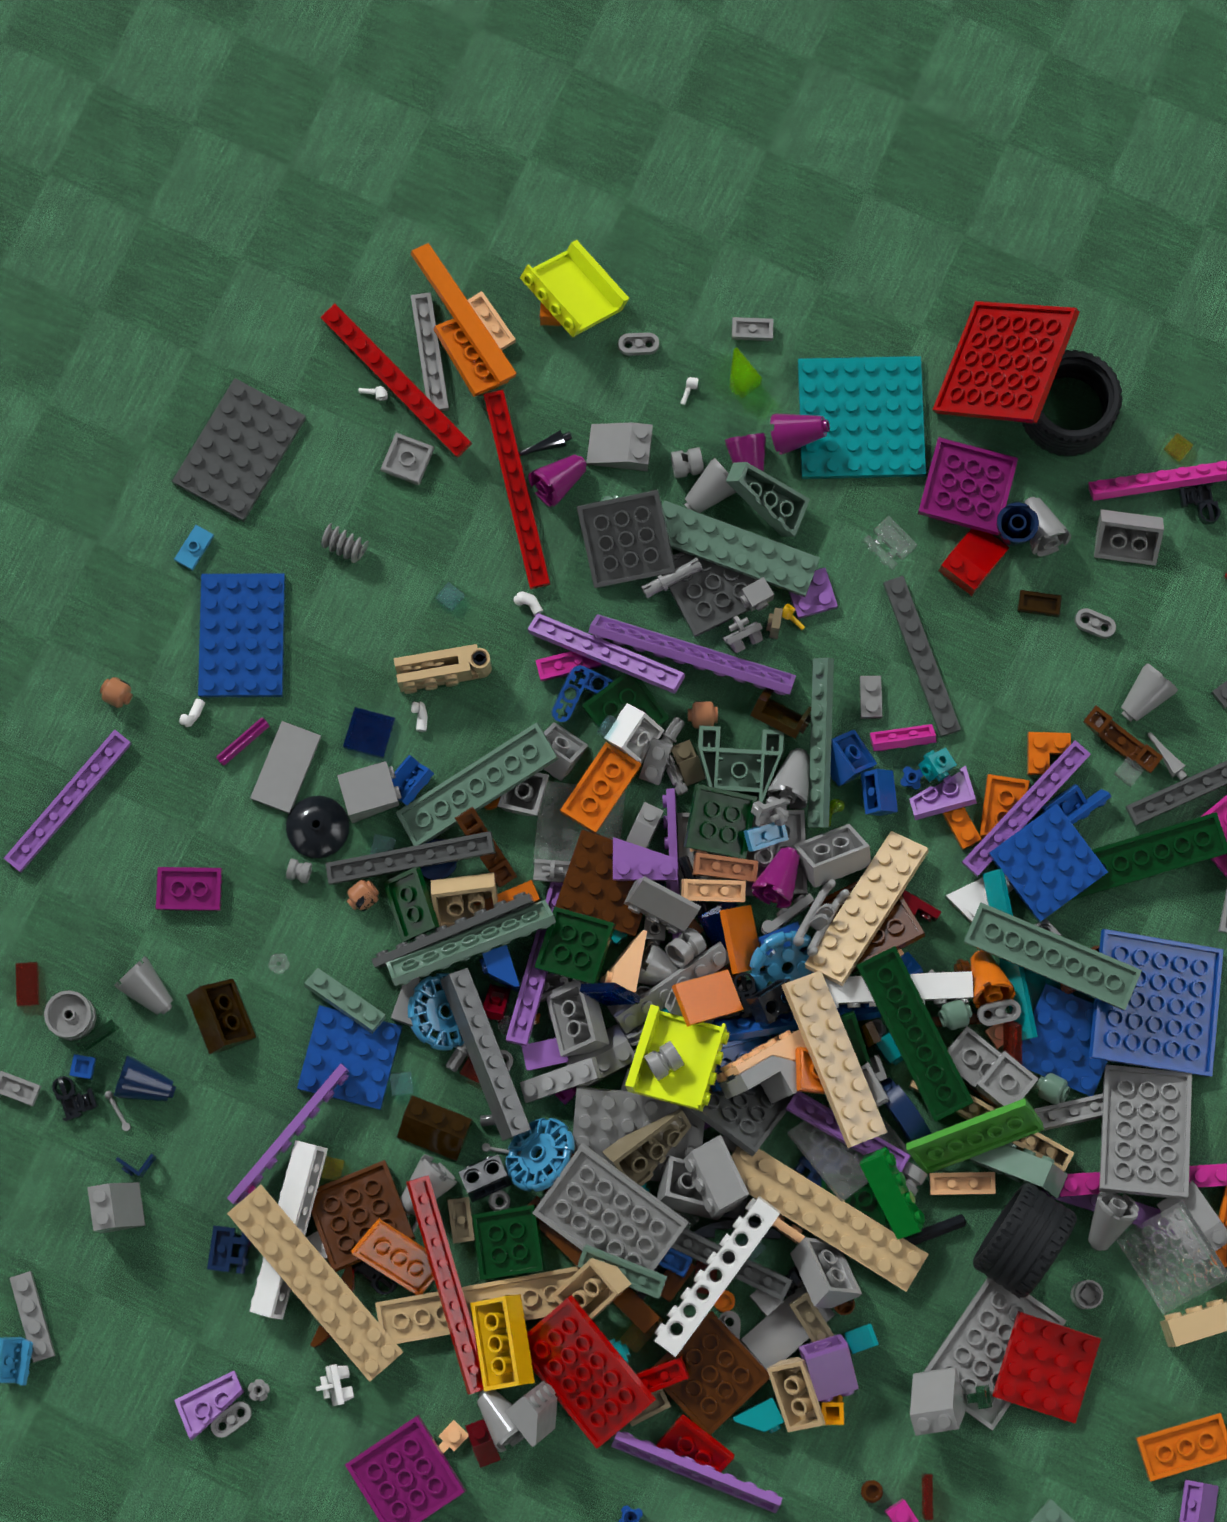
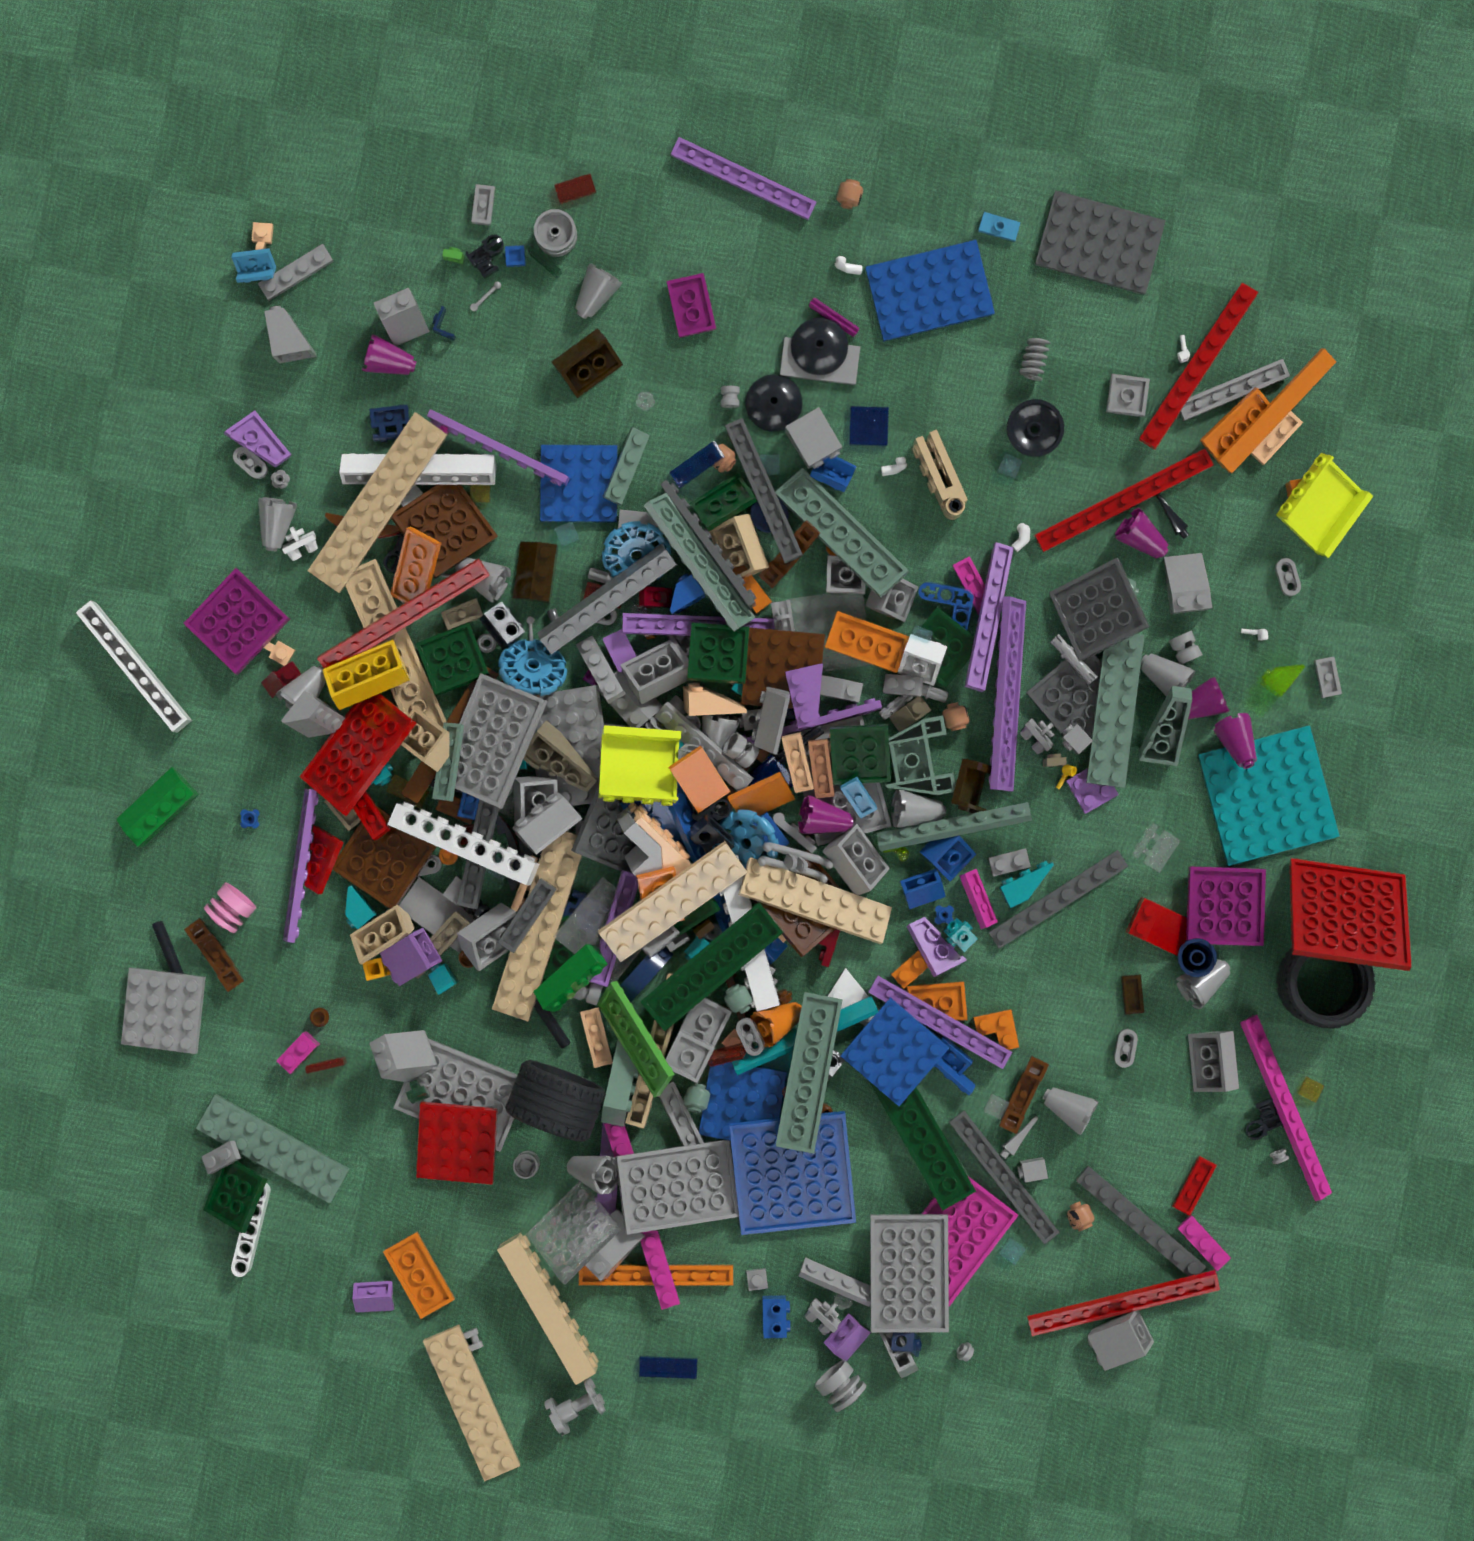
camera: 80 degrees right, 10 degrees up
(62, 1134) = (453, 255): none -> bright green plate
(103, 1341) = (285, 337): none -> light grey slope
(143, 1082) = (513, 311): dark blue cone -> none
(156, 1236) = (387, 358): none -> magenta cone
(277, 775) = (817, 359): none -> black dish
(304, 1406) = (274, 521): none -> light grey cone
(363, 923) = (697, 464): none -> clear blue tile
(412, 547) = (1044, 418): none -> black dish
(610, 994) = (683, 693): clear blue tile -> none
(664, 1060) = (633, 754): light grey wheel -> none
(773, 811) = (880, 799): light grey hips -> none
(812, 1223) = (527, 915): none -> dark grey plate
(901, 688) = (1022, 888): none -> teal slope
(1204, 749) = (1032, 1169): none -> light grey brick

